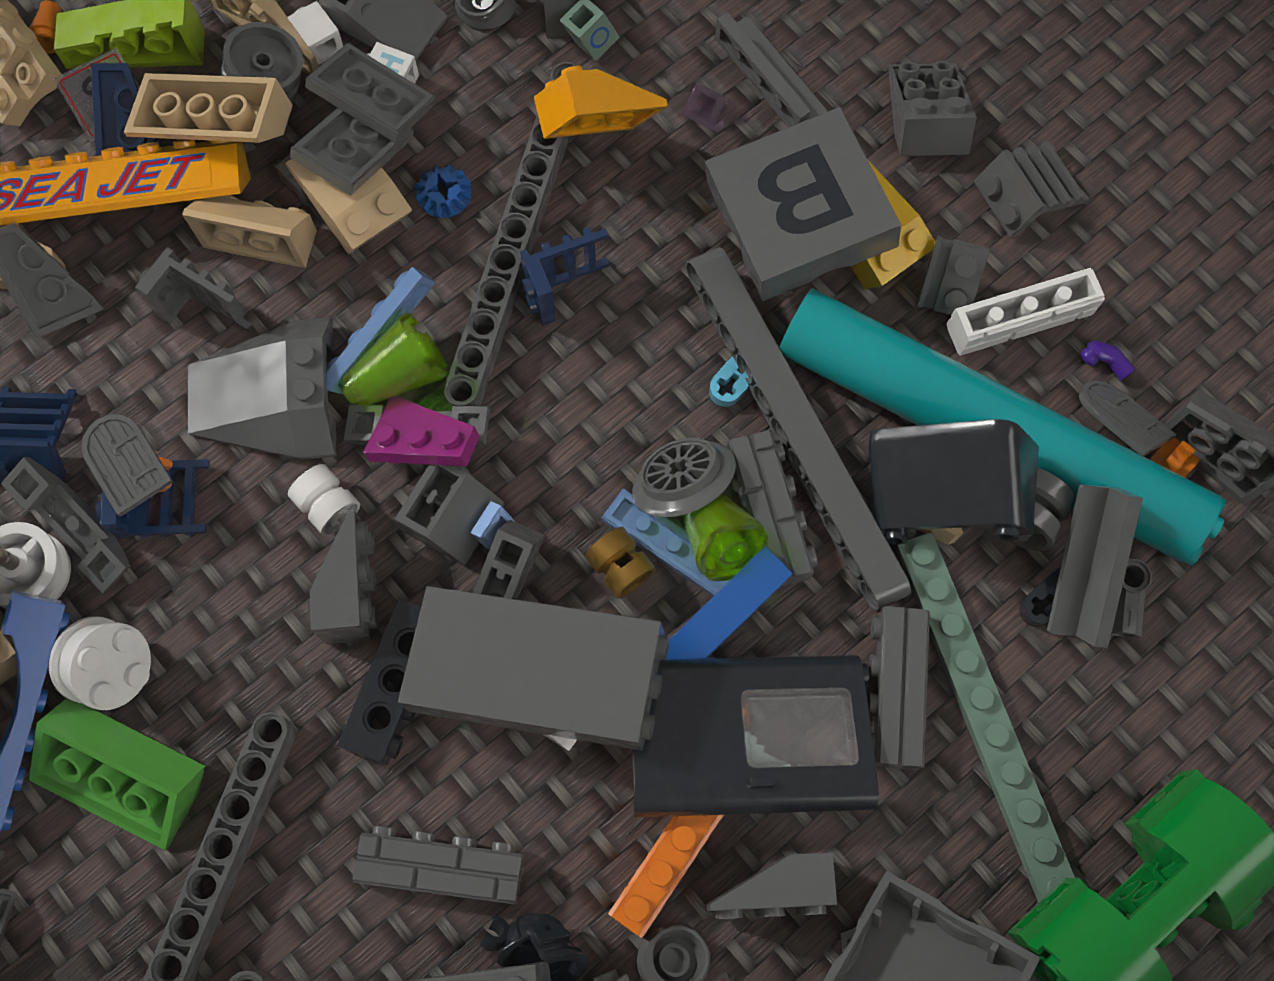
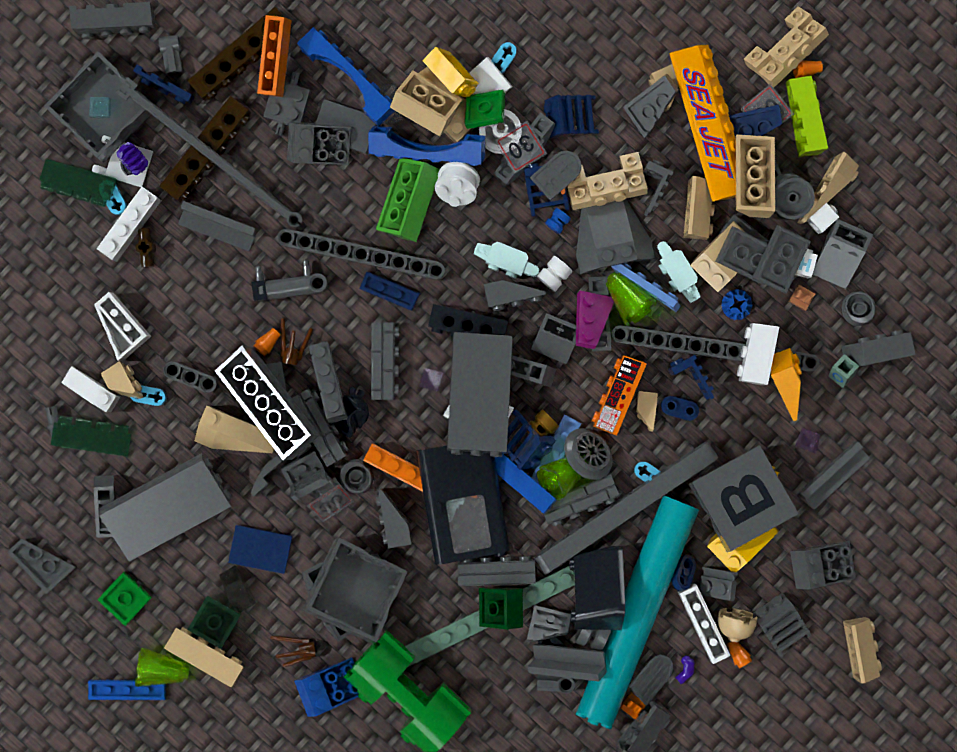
camera: 85 degrees right, 15 degrees up
(56, 528) = (520, 147): none -> clear piece
(176, 379) = (609, 186): none -> tan bracket
(223, 482) = (557, 220): none -> blue wheel
(278, 588) = (507, 259): none -> light aqua hinge
(297, 838) = (389, 291): none -> dark blue tile
(359, 277) = (679, 270): none -> light aqua hinge
(450, 85) = (801, 297): none -> nougat tile
(489, 522) = (552, 360): light blue tile -> none
(494, 773) = (430, 379): none -> clear purple slope
(536, 143) = (758, 354): none -> white slope
(578, 406) = (619, 394): none -> slope
(610, 365) = (647, 408): none -> tan slope
(619, 308) = (680, 407): none -> dark blue plate
(659, 579) = (532, 449): none -> dark blue plate
(935, 334) = (684, 573): none -> dark blue plate
(975, 684) = (501, 607): none -> dark green slope
(1010, 600) = (547, 624): none -> dark grey wing
(1029, 254) = (736, 624): none -> tan cylinder
(1085, 62) = (862, 649): none -> tan slope
(1088, 255) = (739, 654): none -> orange cone

